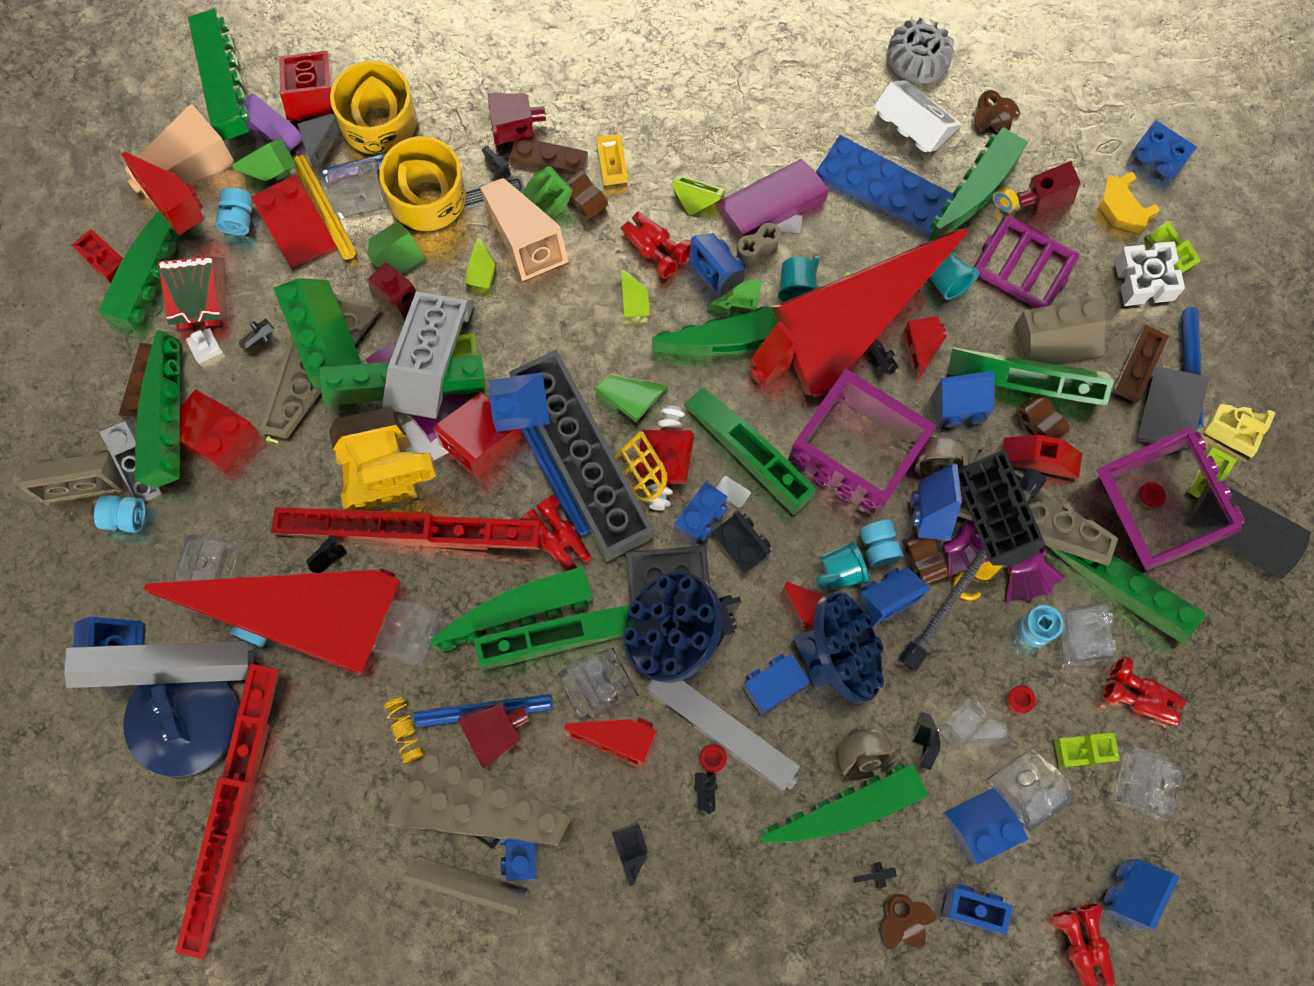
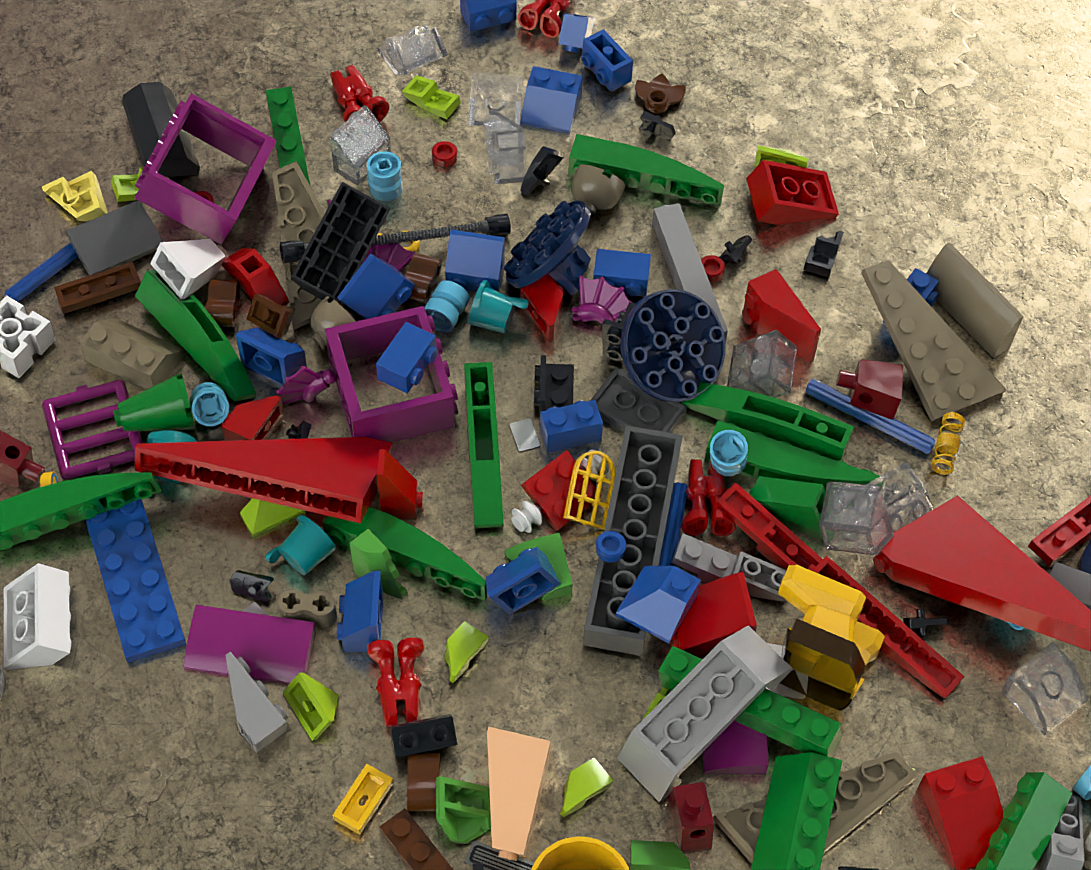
camera: 140 degrees left, 15 degrees down
(423, 581) = (855, 519): none -> clear slope
(484, 571) = (792, 503): none -> green slope
(493, 489) = (714, 563): none -> light grey slope
(557, 560) = (728, 452): none -> medium azure wheel
(585, 419) = (610, 546): none -> blue tile
(606, 216) = (423, 735): none -> black bracket
(631, 357) = (521, 580): none -> blue slope
(701, 893) = (790, 193): none -> red slope
(728, 156) = (255, 714): none -> light grey slope
(741, 932) = (780, 156): none -> lime slope
(768, 642) = (599, 301): none -> magenta arm
(805, 237) = (251, 585): none -> black piece
(850, 435) = (407, 357): none -> blue brick
(911, 398) = (305, 385): none -> magenta arm
(964, 325) = (209, 404): none -> medium azure wheel
(988, 424) = (270, 315): none -> reddish brown slope
(992, 298) = (157, 408): none -> green cone
(1037, 933) = (574, 30): none -> slope
(1093, 418) = (187, 264): none -> white slope

